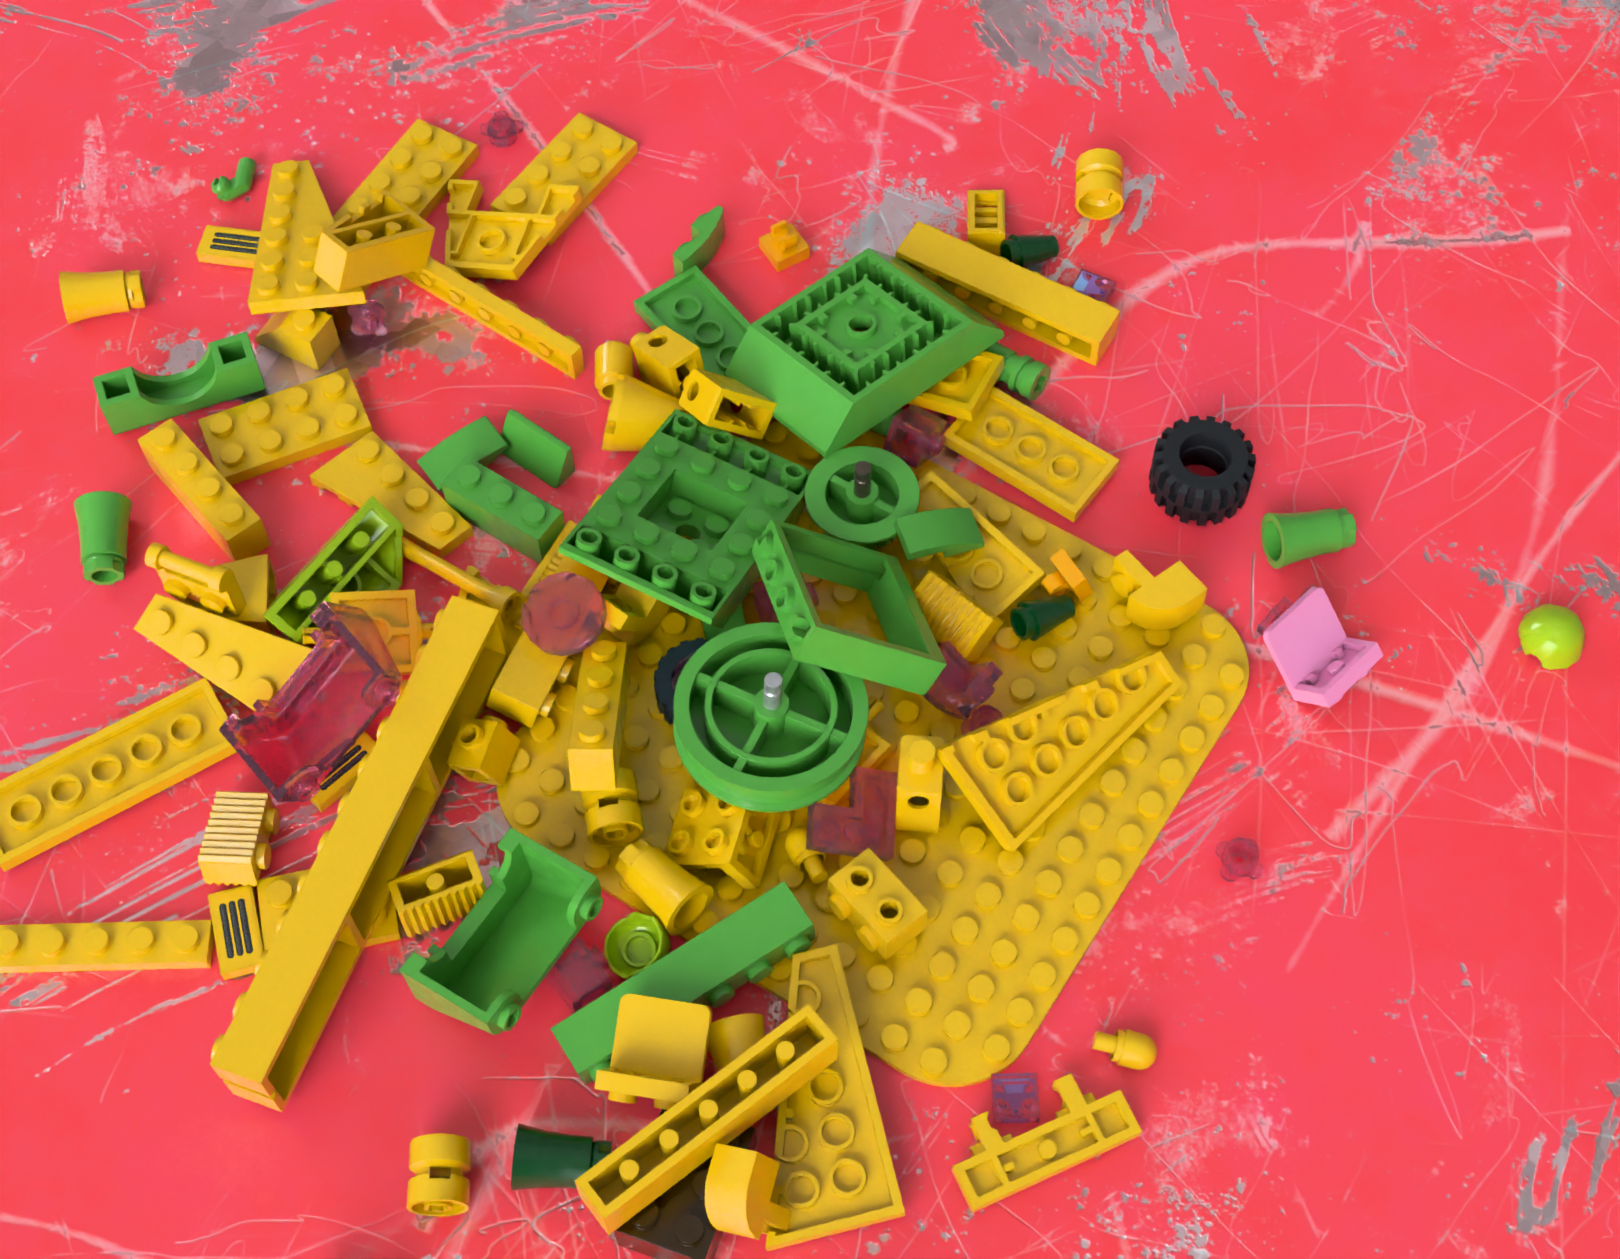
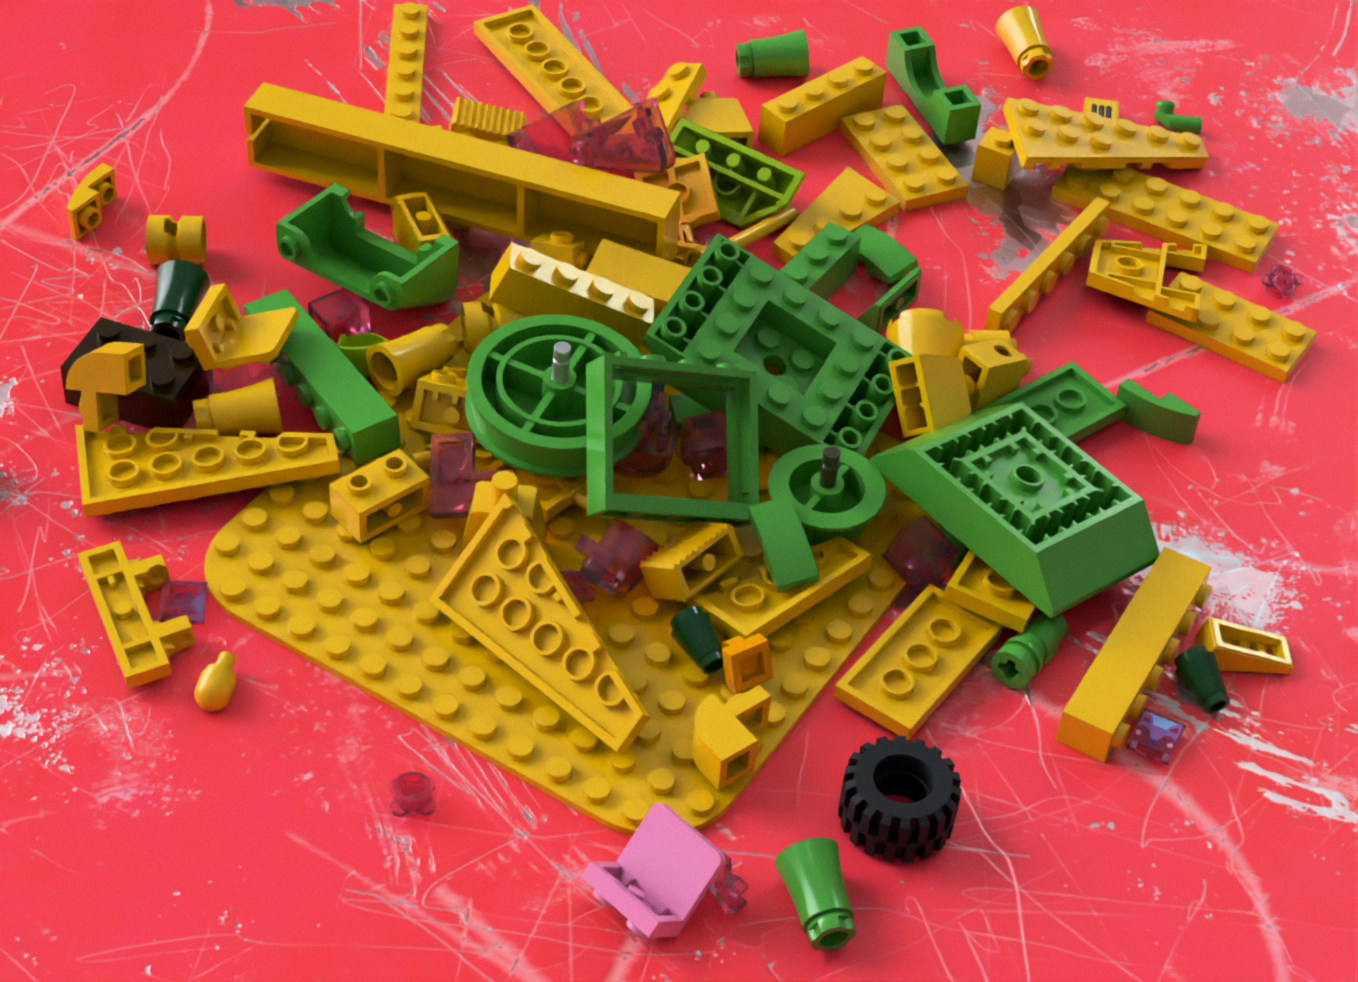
camera: 85 degrees right, 15 degrees down
(185, 578) = (710, 74): yellow plate -> none
(372, 311) = (1027, 195): clear pink plate -> none
(373, 244) = (1073, 152): yellow wedge -> none
(564, 614) = (664, 271): clear pink tile -> none
(708, 1115) = (171, 345): yellow brick -> none
(784, 246) = (1173, 482): light orange tile -> none
(1099, 184) = (1308, 744): yellow wheel -> none

